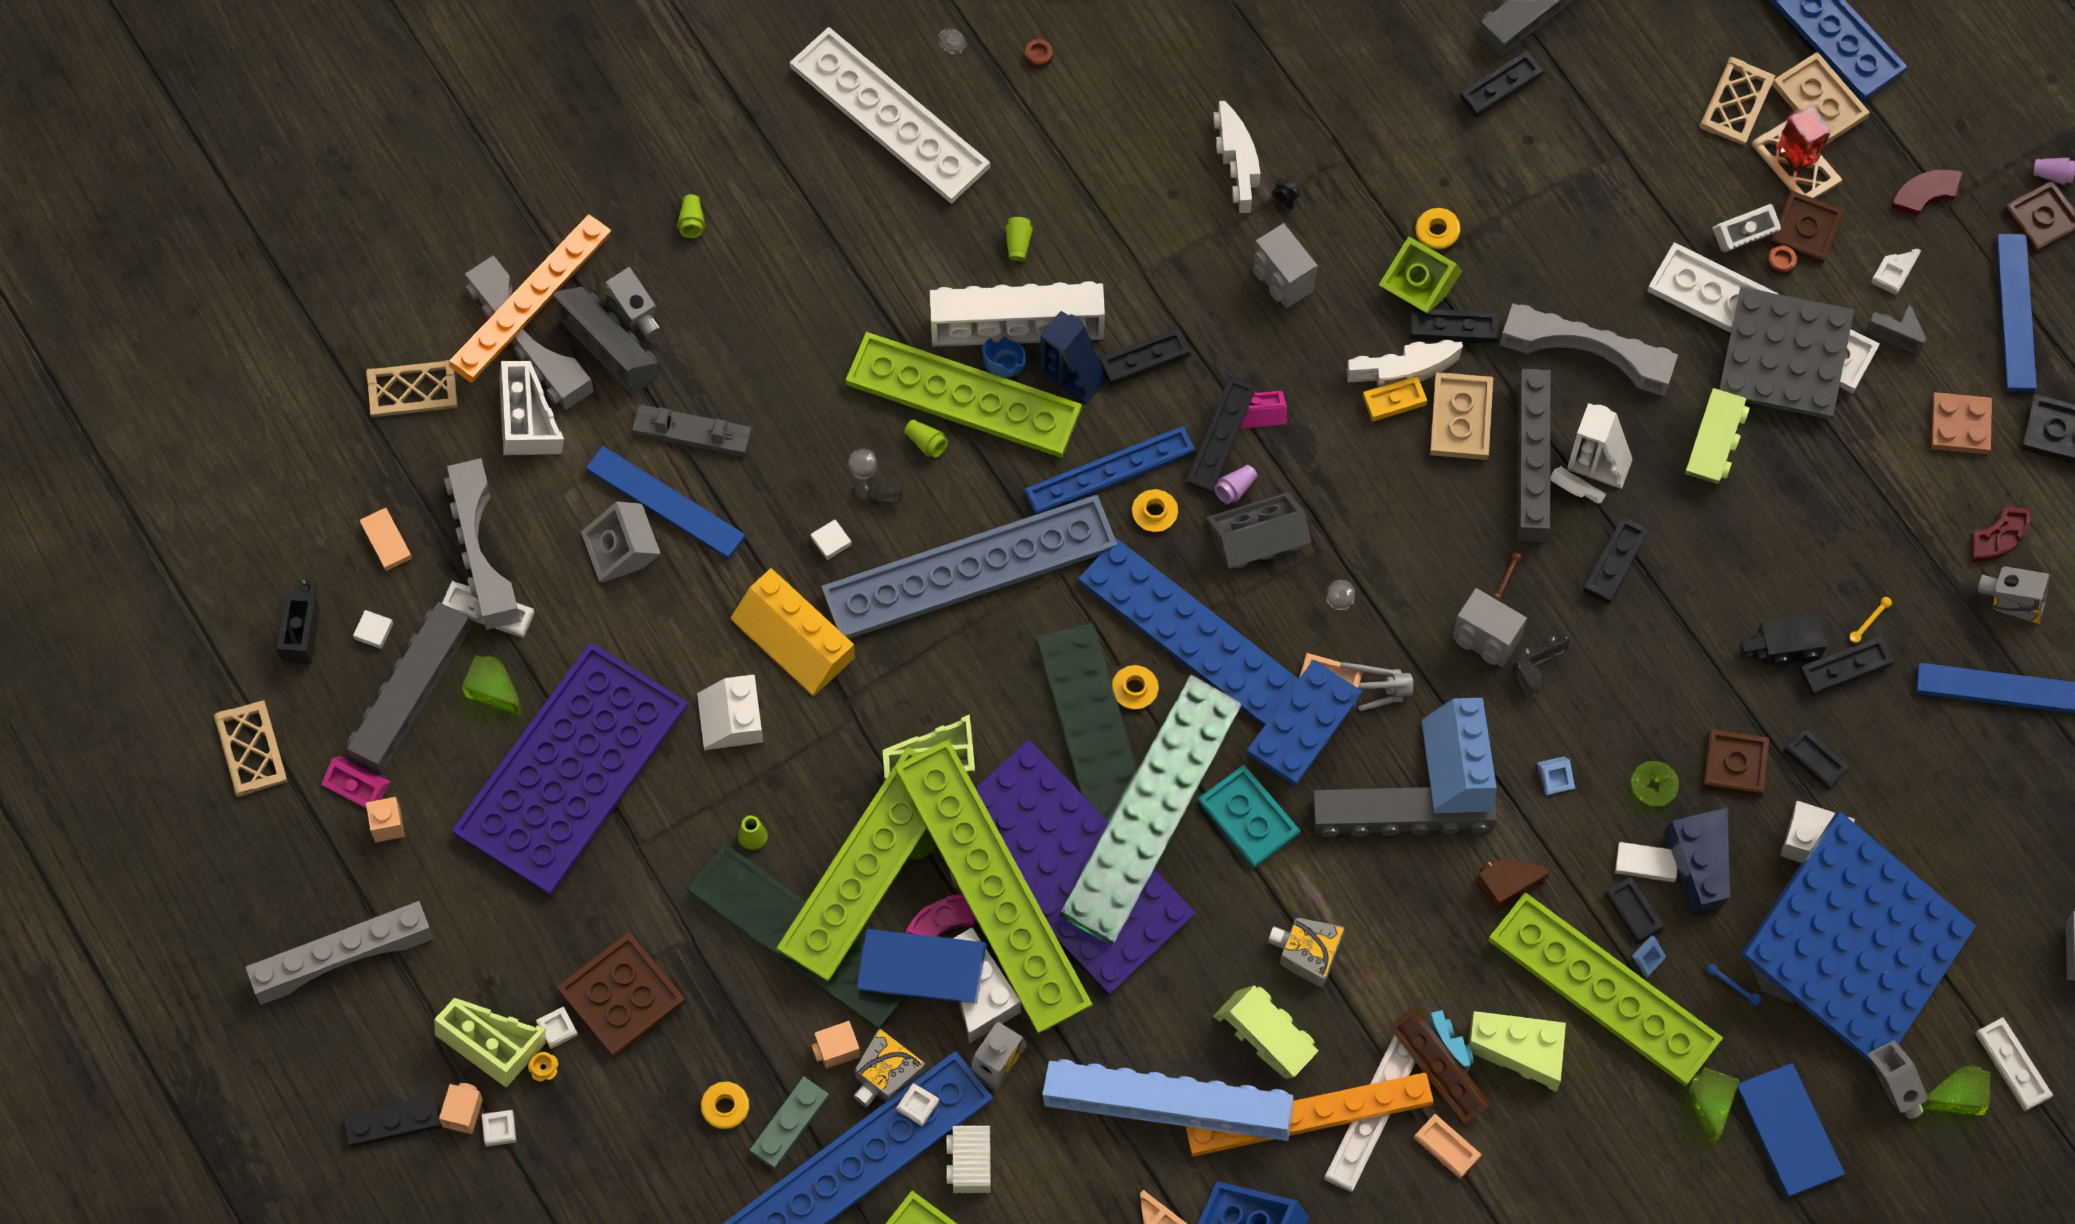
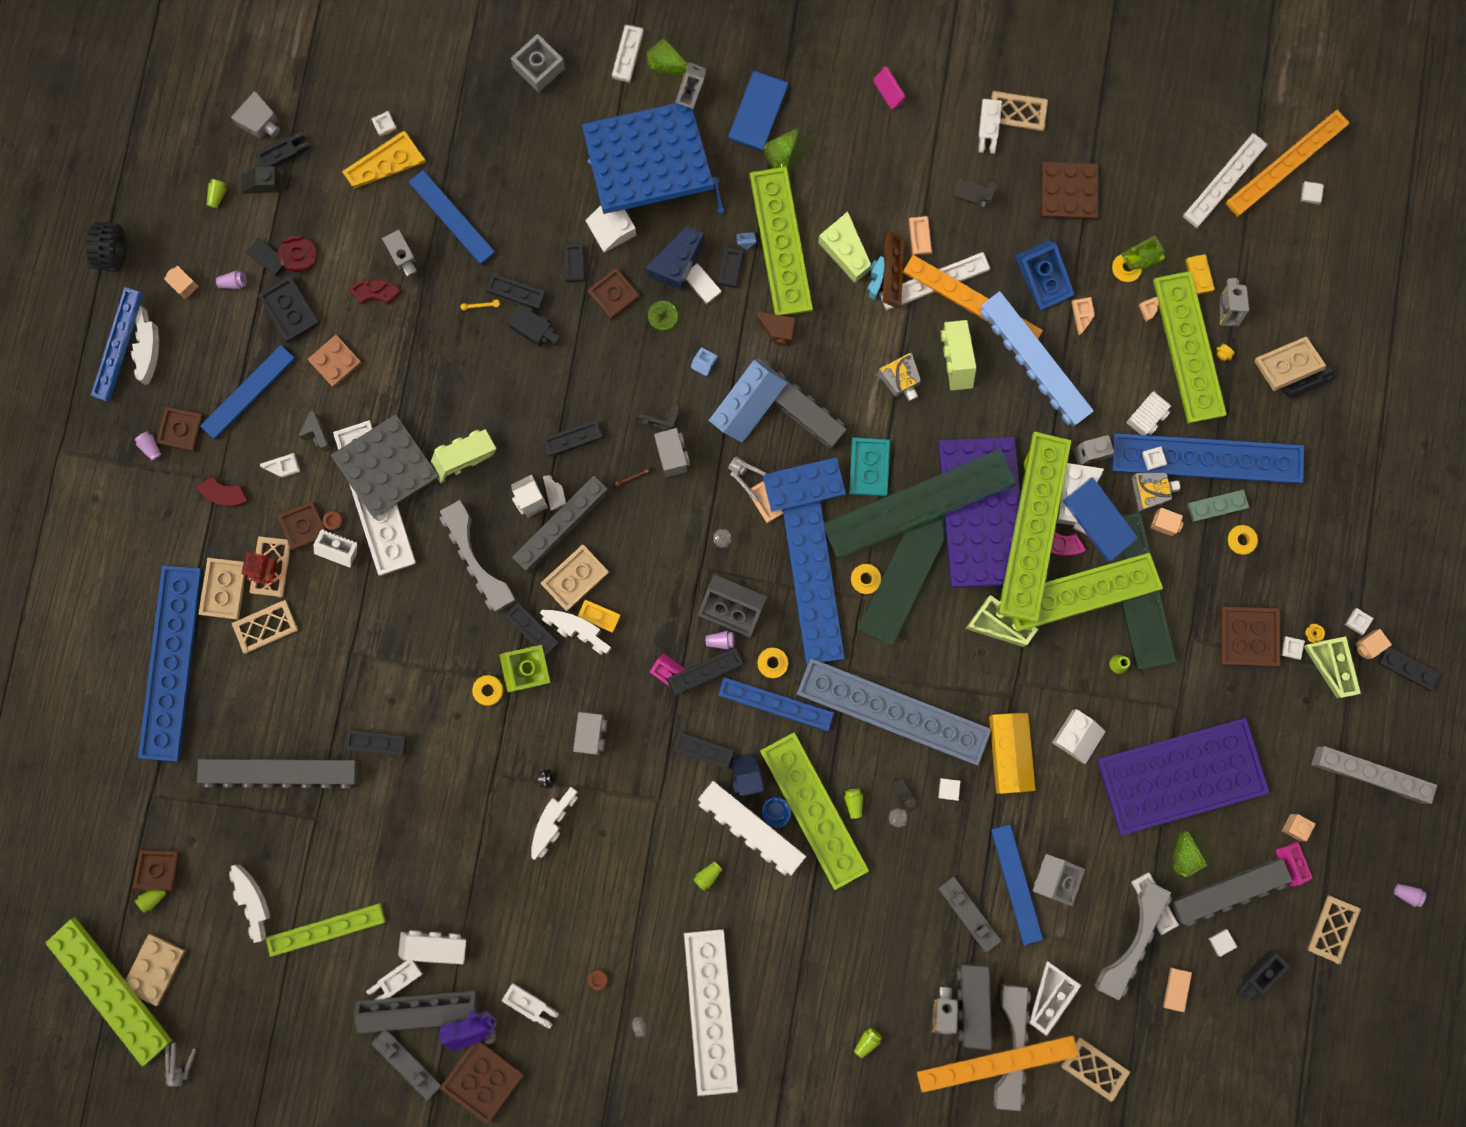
camera: 140 degrees left, 15 degrees up
(188, 855) = (1411, 895): none -> lavender cone

